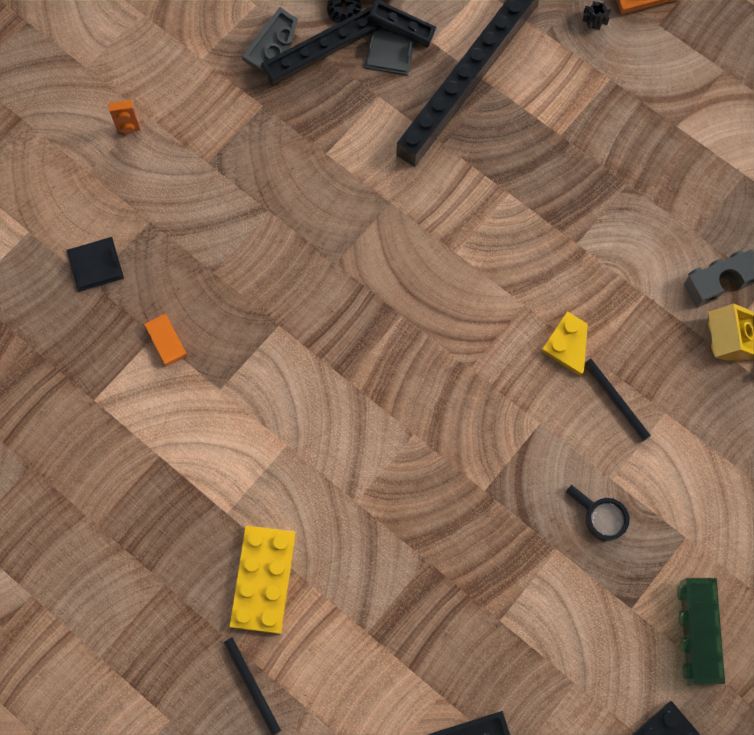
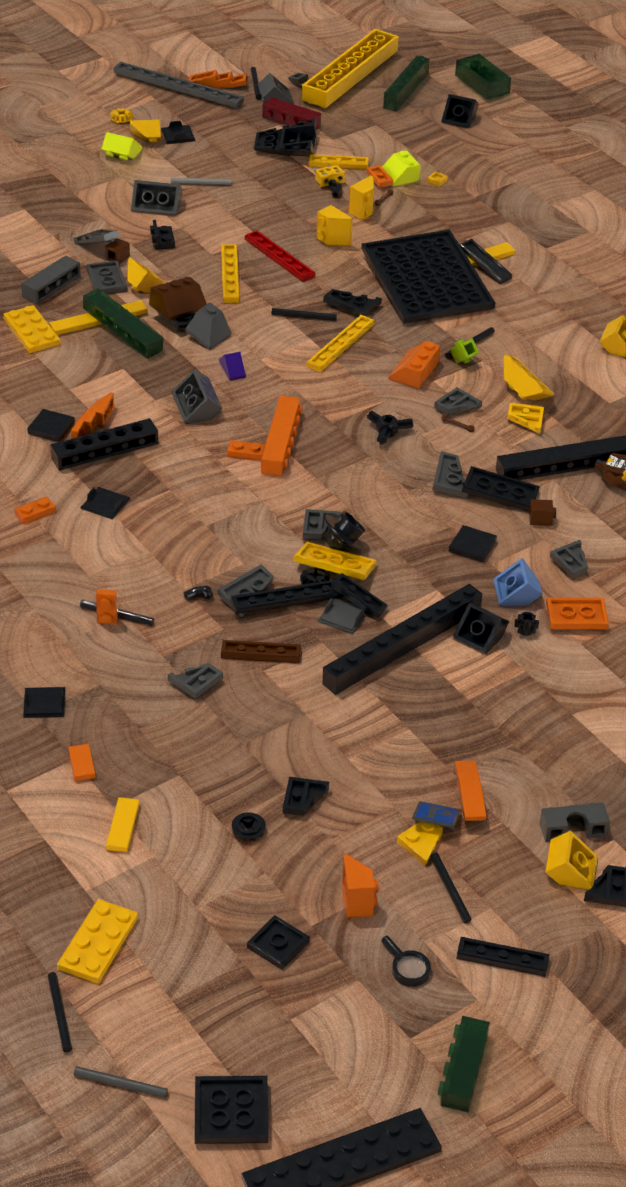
camera: 15 degrees right, 30 degrees down
(142, 115) = (121, 613): none -> black bar
(218, 60) = (197, 591): none -> black arm
(239, 414) = (122, 824): none -> yellow tile
(257, 190) = (196, 680): none -> dark grey wing
(315, 128) = (261, 651): none -> reddish brown tile
(374, 368) = (248, 819): none -> black gear
(423, 320) = (303, 795): none -> black wing
(457, 525) = (278, 942): none -> black tile
(525, 438) = (358, 888): none -> orange slope
(548, 35) = (480, 628): none -> black slope
(577, 310) = (436, 814): none -> piece
(603, 266) = (470, 791): none -> orange slope
(697, 475) = (503, 956): none -> black tile

